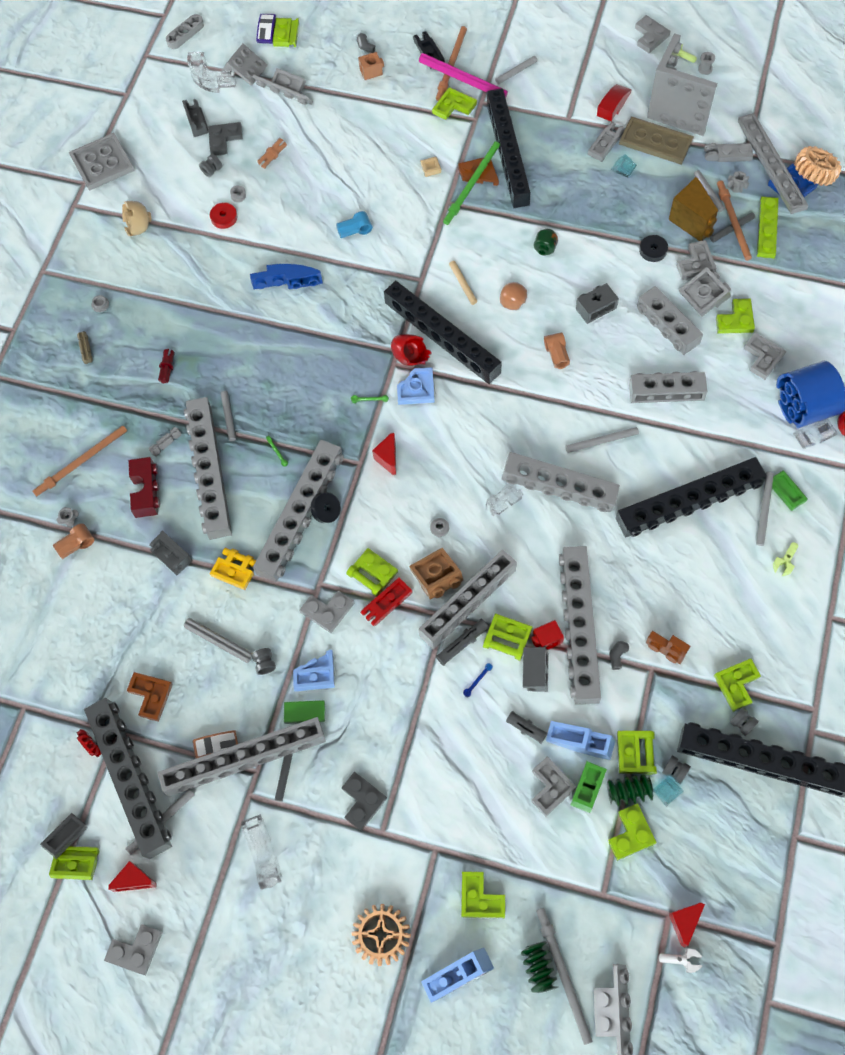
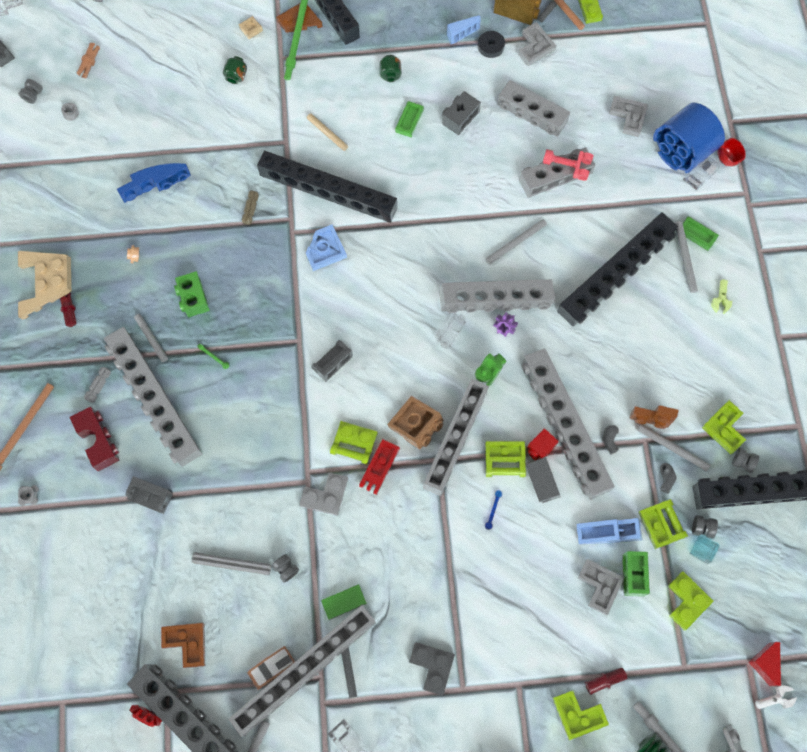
camera: 25 degrees left, 5 degrees up
(78, 538) = (48, 513): nougat piece -> none
(161, 336) = (51, 279): none -> tan wing
(221, 134) = (28, 56): dark grey plate -> none
(221, 221) = (58, 133): red piece -> none
(232, 573) = (219, 492): yellow plate -> none
(242, 336) = (133, 254): none -> light nougat plate
(273, 570) = (261, 342): light grey brick -> none
(281, 389) = (194, 293): none -> bright green brick
(315, 674) = (340, 562): light blue wing -> none
(332, 504) = (277, 396): black piece -> none
(355, 399) = (269, 279): bright green hinge -> none
(358, 224) = (204, 105): dark azure piece -> none
(363, 329) = (250, 207): none -> dark tan axle
(383, 492) = (332, 361): none -> dark grey hinge
(386, 453) = (322, 324): red slope -> none
(399, 200) = (234, 70): none -> dark green head
(410, 349) = (305, 214): red helmet -> none
(439, 532) = (400, 382): light grey plate -> none
(463, 641) = (475, 460): dark grey pin -> none
(513, 295) = (380, 130): nougat hair -> none
(519, 876) = (606, 680): none -> dark red axle
(525, 547) = (490, 368): none -> bright green hips
(526, 727) = (556, 538): dark grey pin -> none
(545, 294) = (409, 119): none -> bright green tile
(556, 346) = (439, 165): nougat piece -> none
(558, 512) = (505, 324): none -> medium lavender gear
(630, 789) = (672, 560): dark green piece -> none
(631, 225) = (463, 28): none -> light blue slope
(661, 710) = (669, 477): none -> dark grey arm
(677, 684) = (673, 447): none -> light grey bar
(688, 395) = (581, 174): none -> coral bar
(705, 291) = (555, 70): light grey plate -> none
(740, 321) = (595, 88): lime plate -> none

